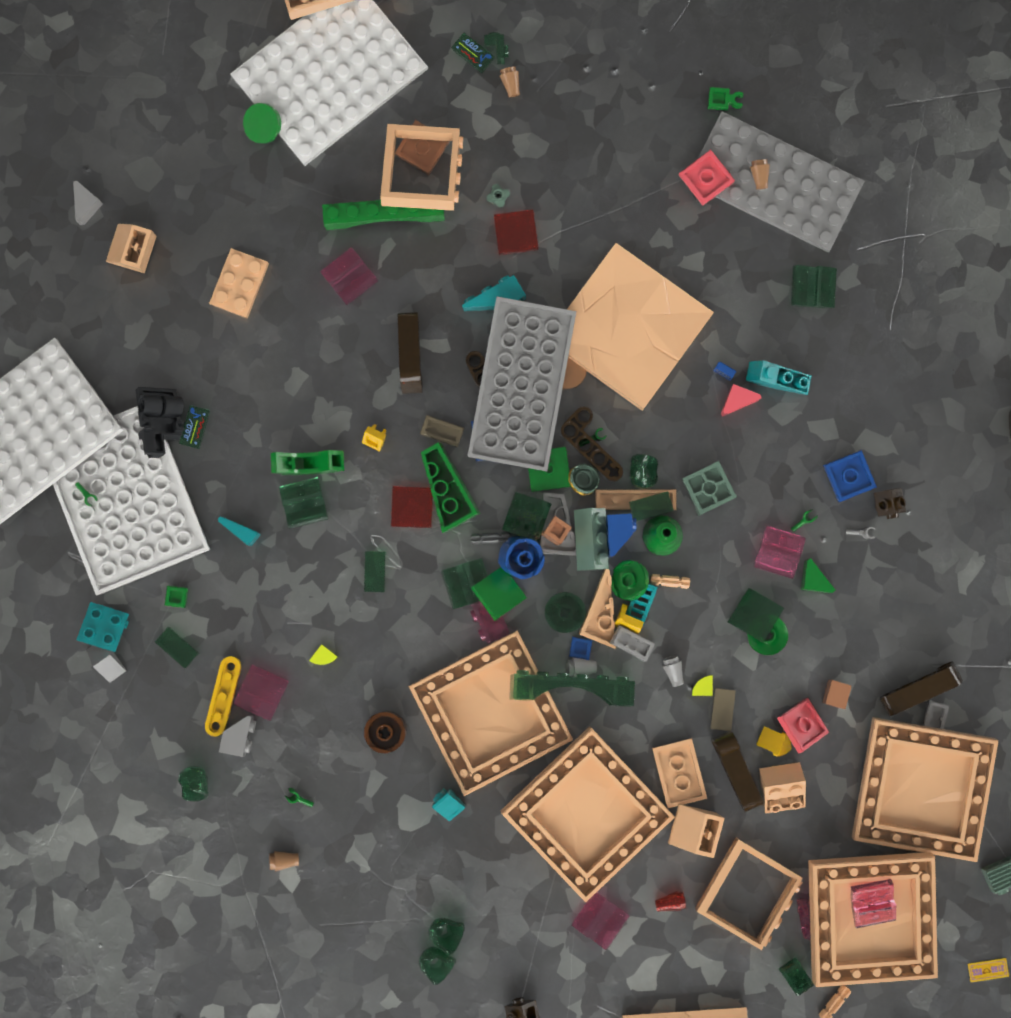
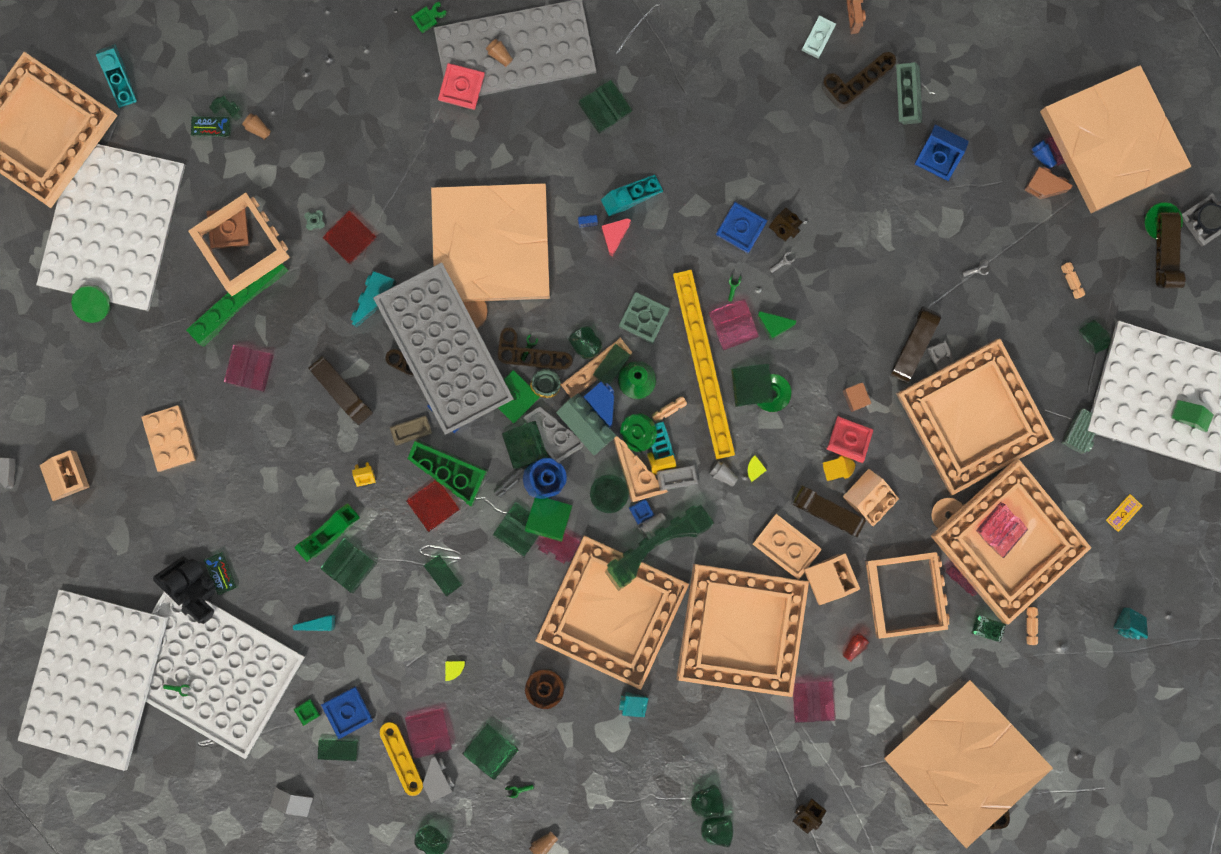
camera: 45 degrees left, 0 degrees up
(103, 627) = (269, 778): teal hinge -> none
(208, 623) = (347, 712): none -> blue plate
(300, 748) = (490, 751): none -> clear green slope
(556, 531) = (555, 438): nougat panel -> none
(722, 709) = (782, 474): dark tan tile -> none
(728, 566) = (703, 364): none -> yellow plate
(835, 843) = (941, 507): none -> light nougat piece

